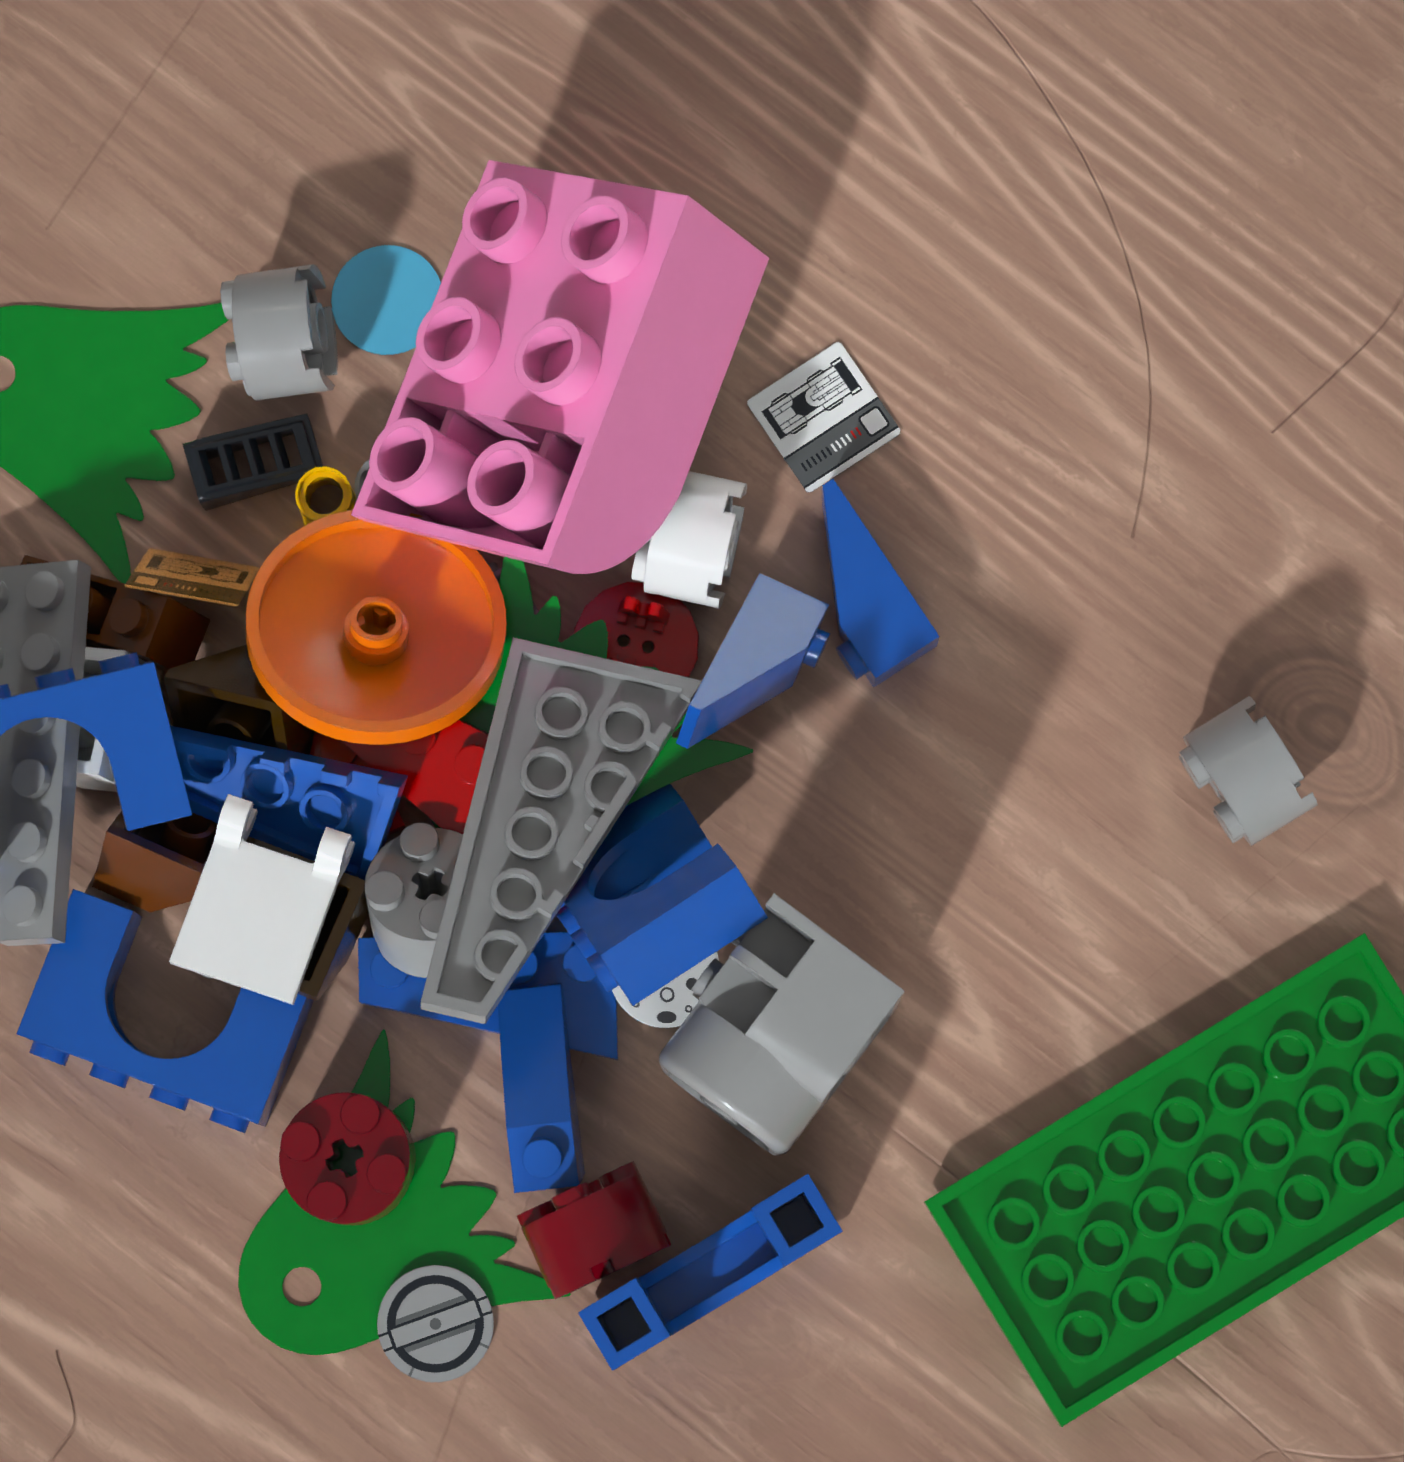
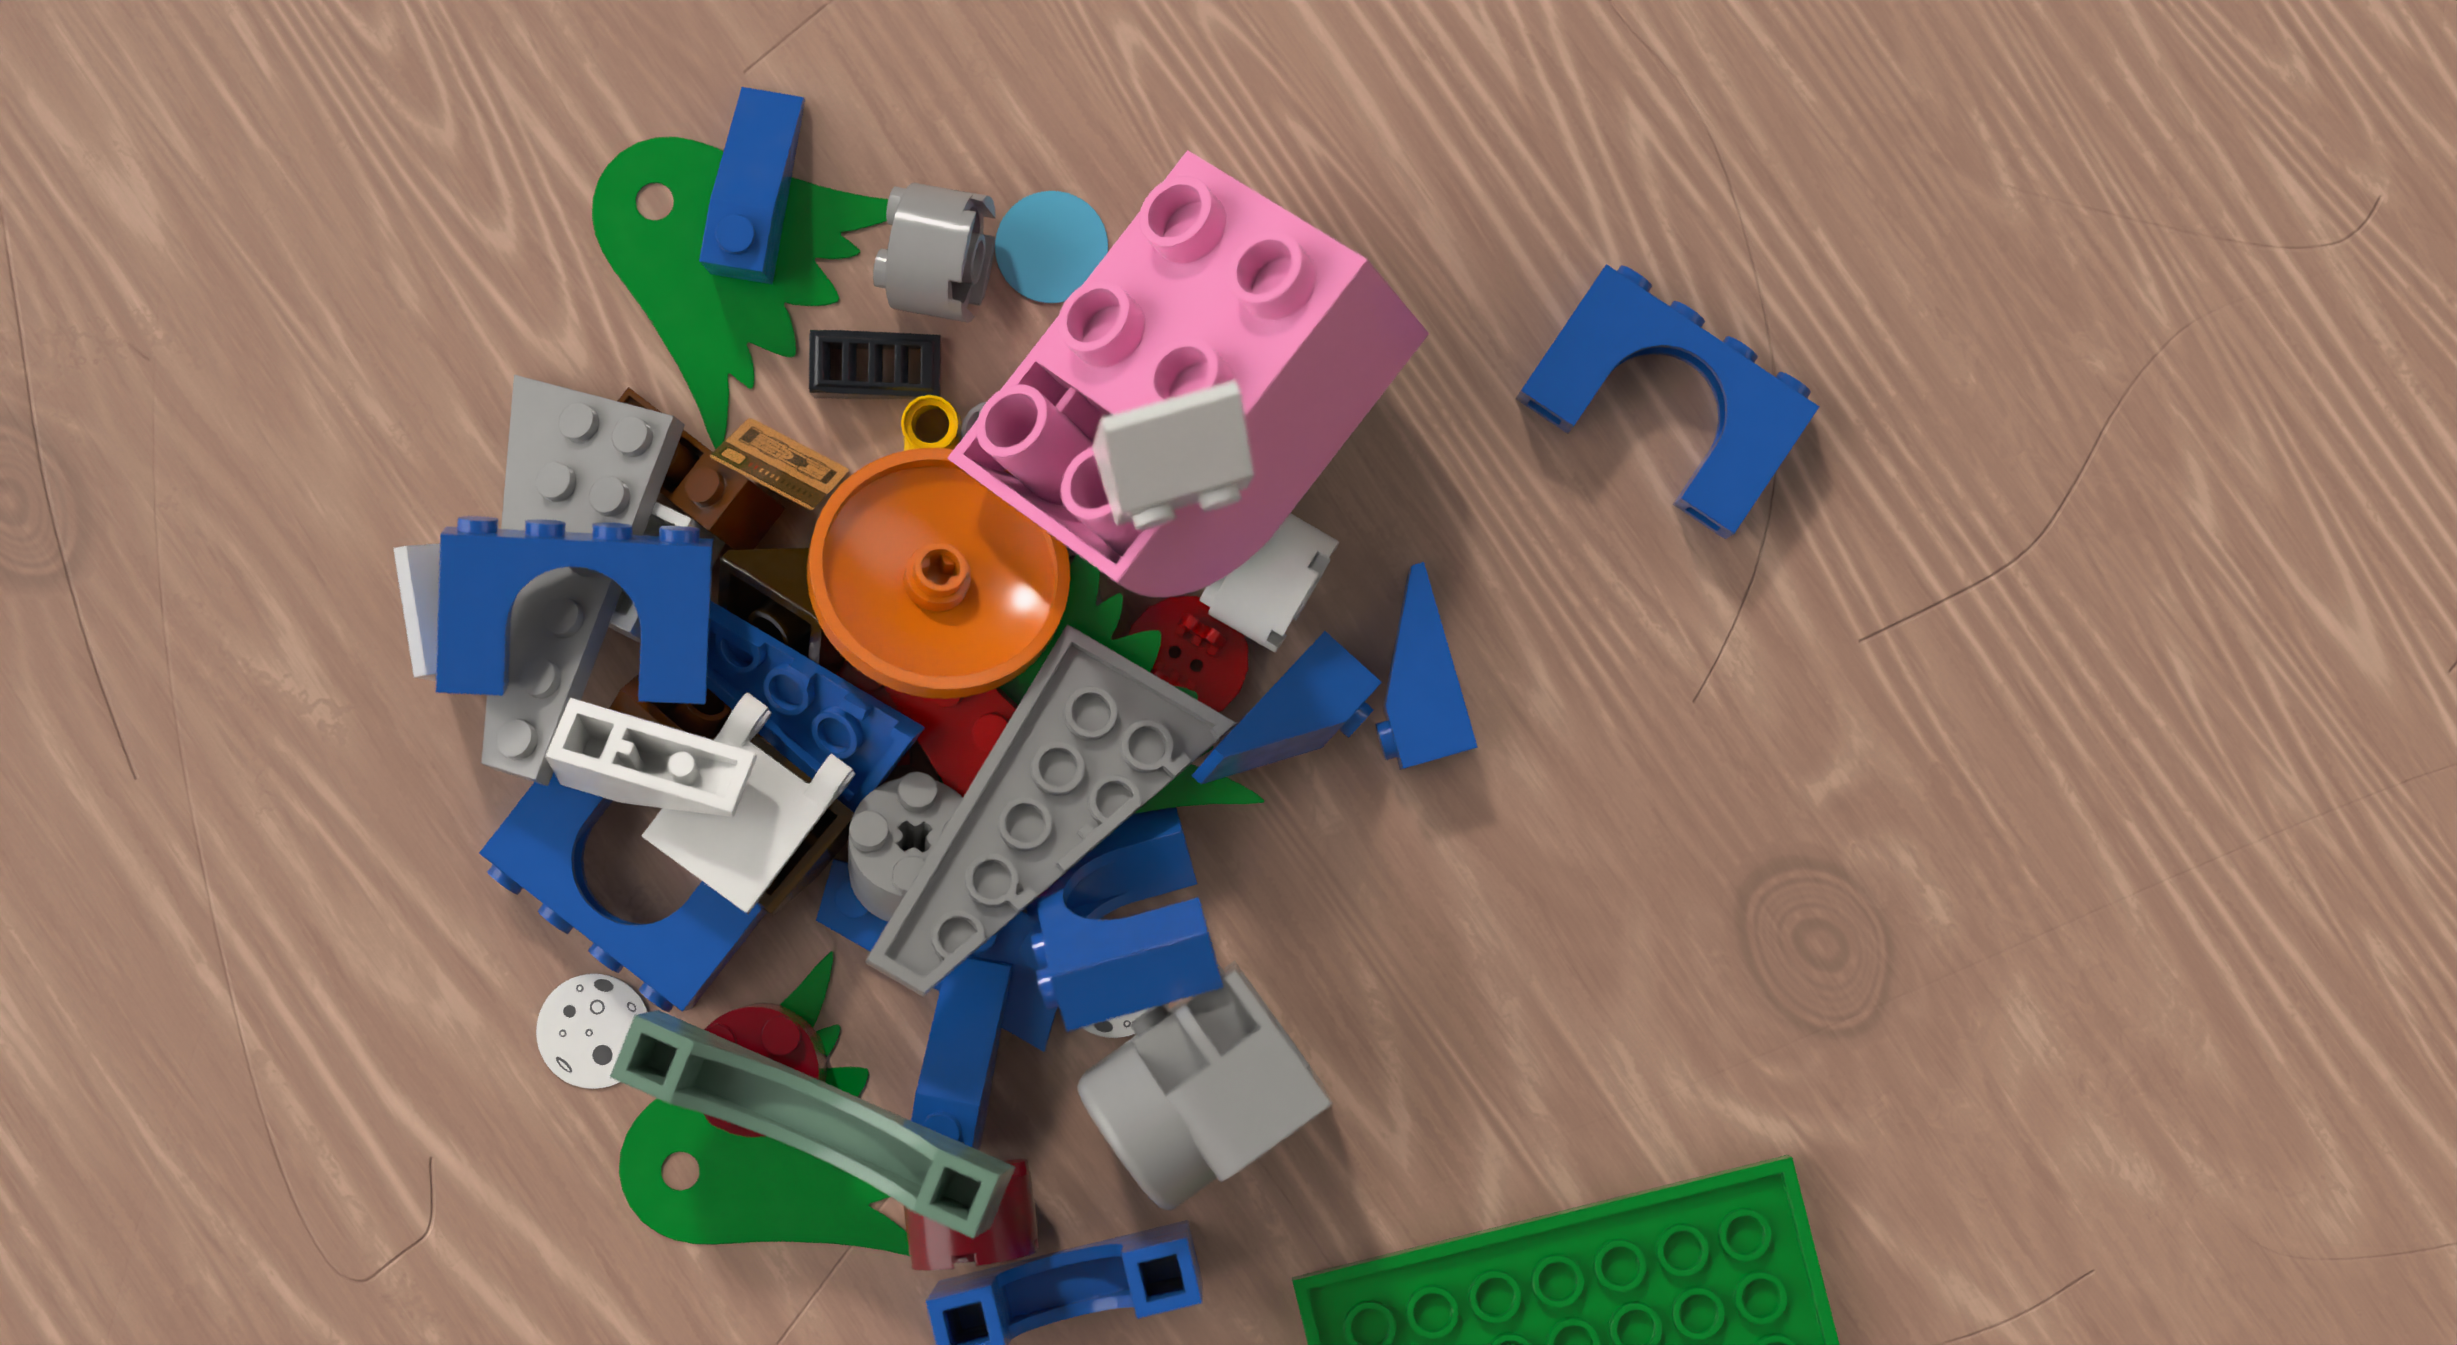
camera: 10 degrees right, 5 degrees up
(87, 330) = (752, 187): none -> blue slope
(152, 889) = (646, 762): none -> white slope
(177, 1178) = (586, 1027): none -> white sticker
(417, 1175) = (886, 1150): none -> sand green arch
(435, 1323) = (795, 1246): light grey sticker -> none
(565, 423) = (1174, 456): none -> white slope
(823, 417) = (1435, 493): sticker -> none
(952, 199) = (1756, 411): none -> blue arch
(1247, 772) = (1730, 970): light grey brick -> none

